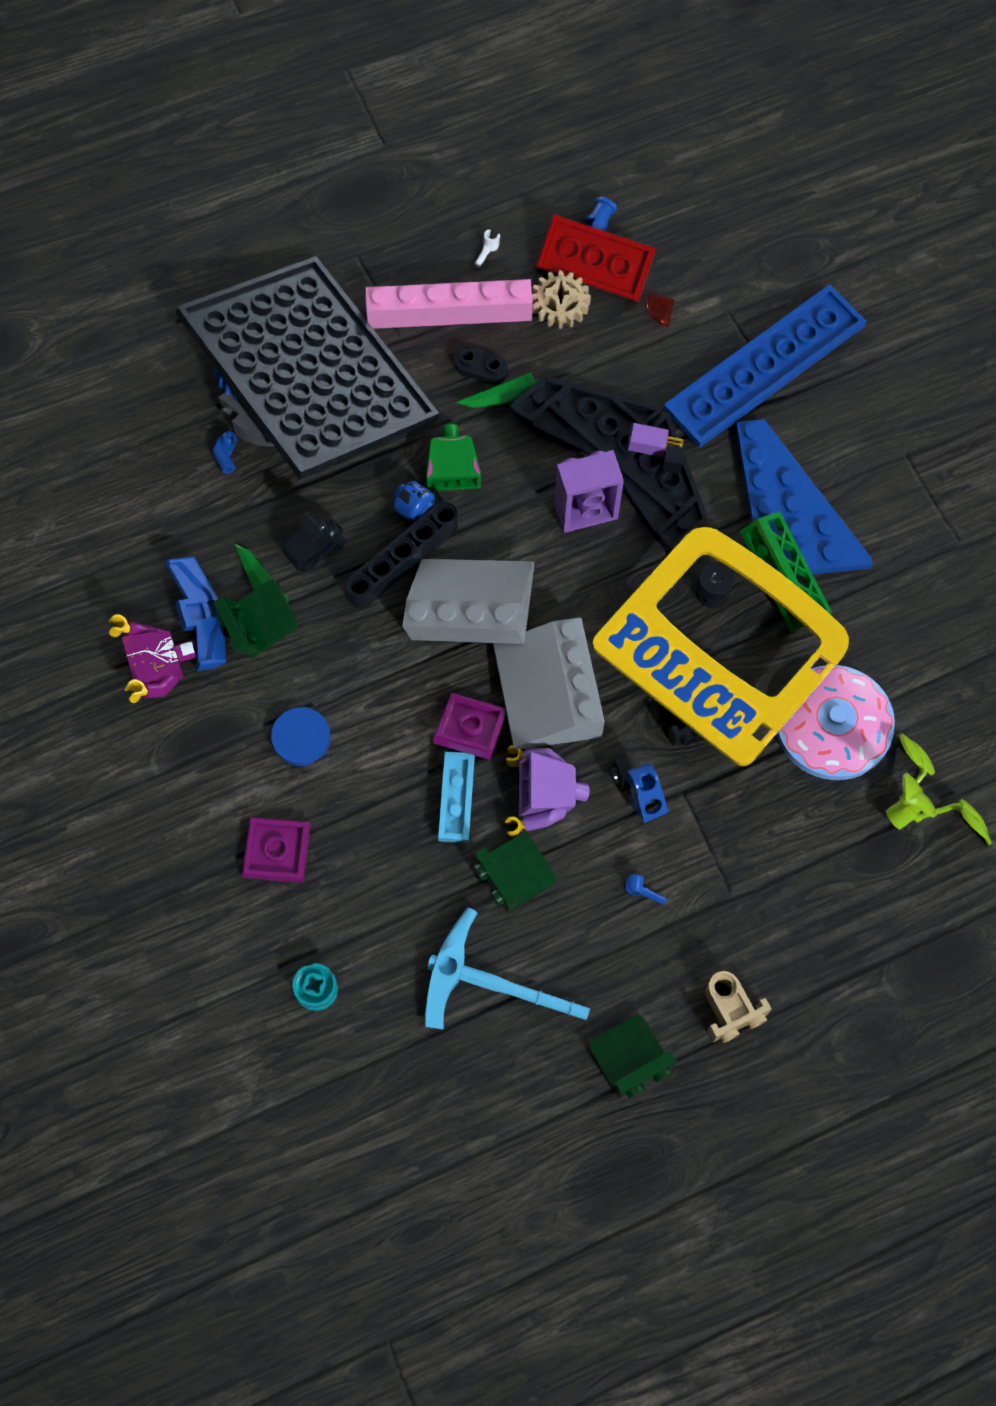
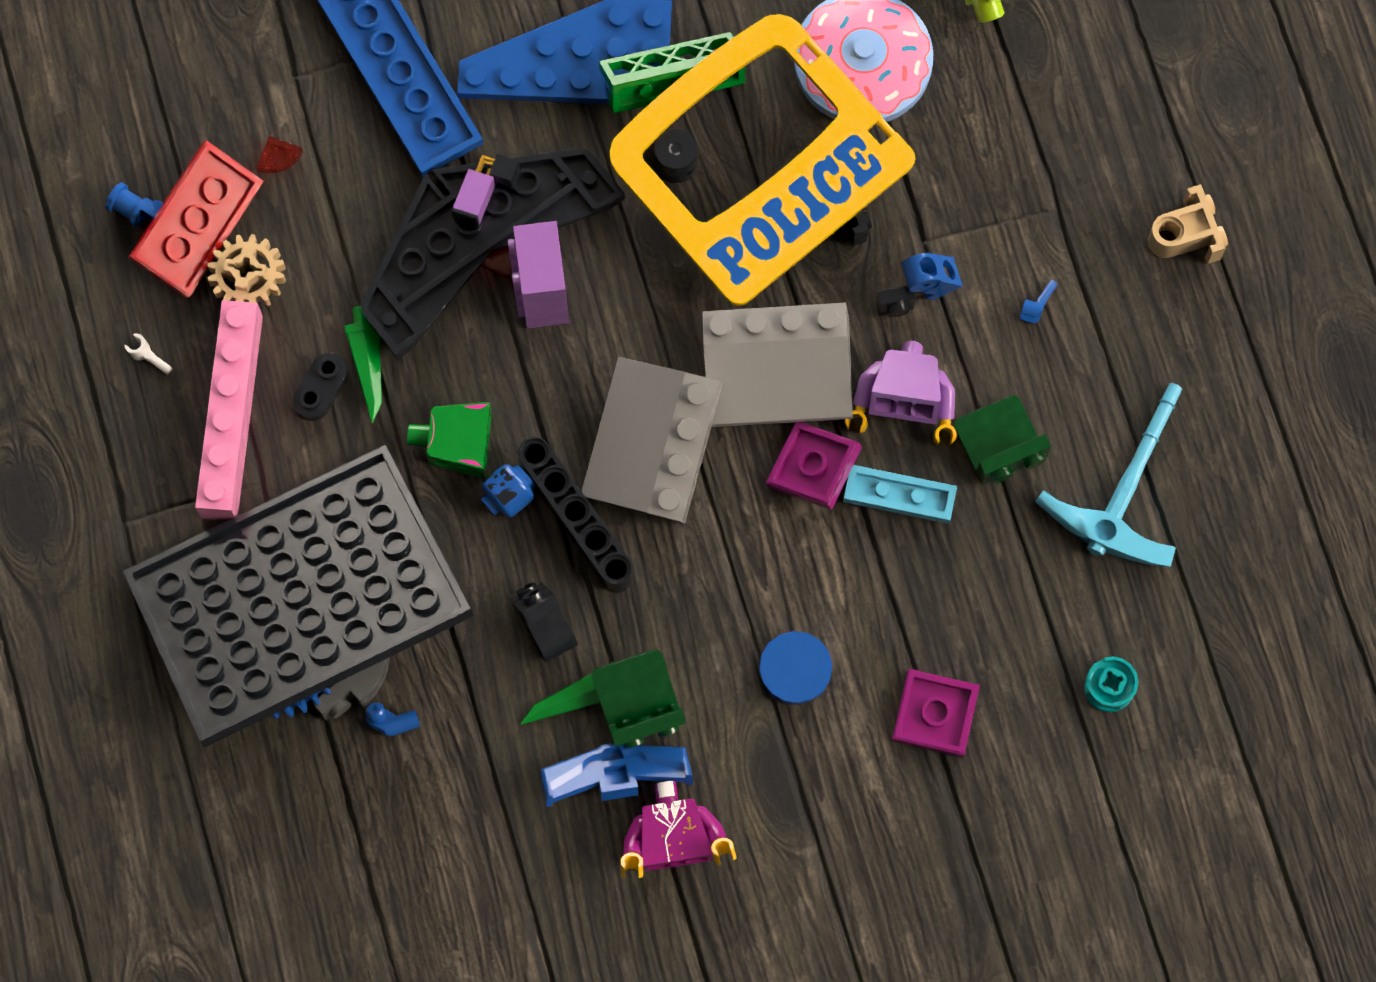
camera: 80 degrees left, 5 degrees up
(631, 1057) = (1234, 344): dark green bracket -> none

